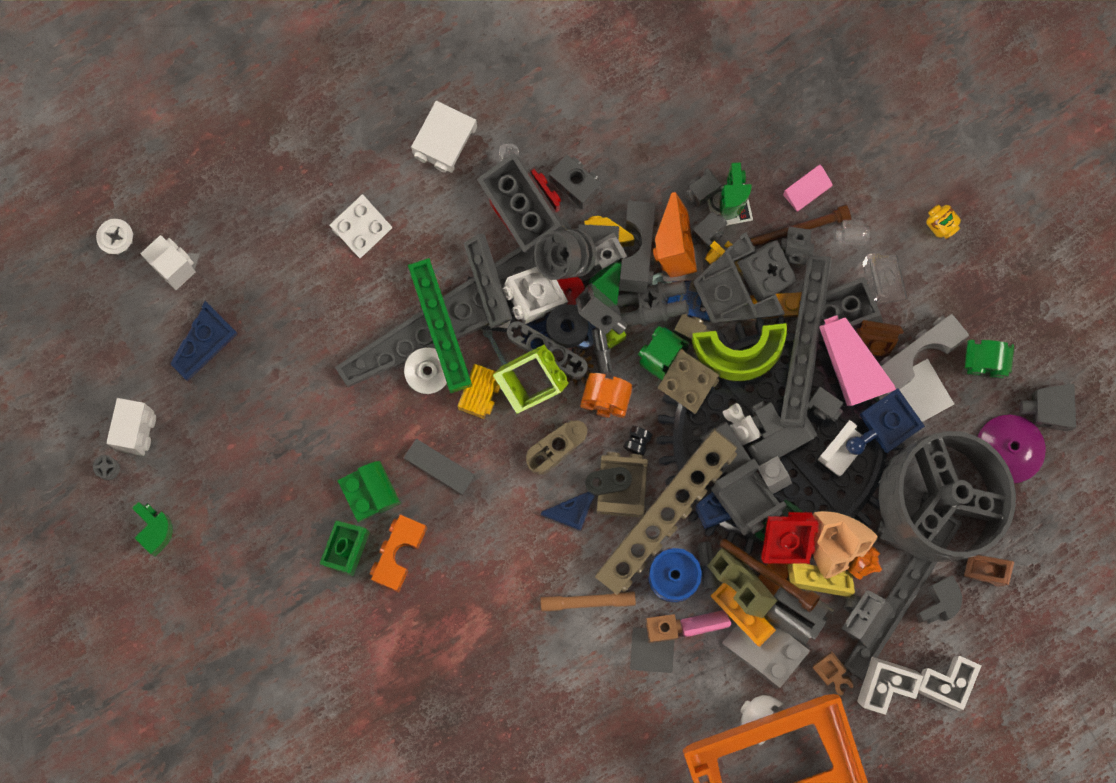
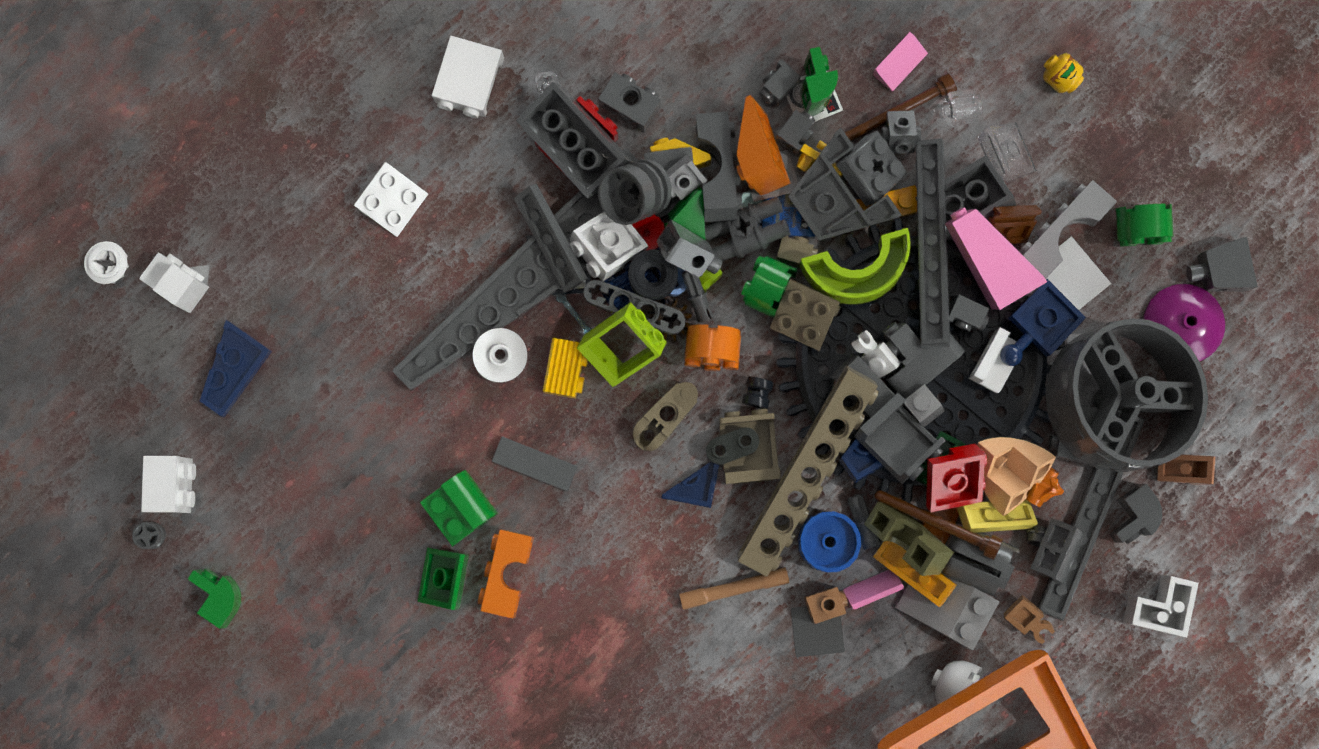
camera: 10 degrees left, 5 degrees up
(440, 325) = (504, 300): green plate -> none
(883, 680) = (1088, 620): white brick -> none

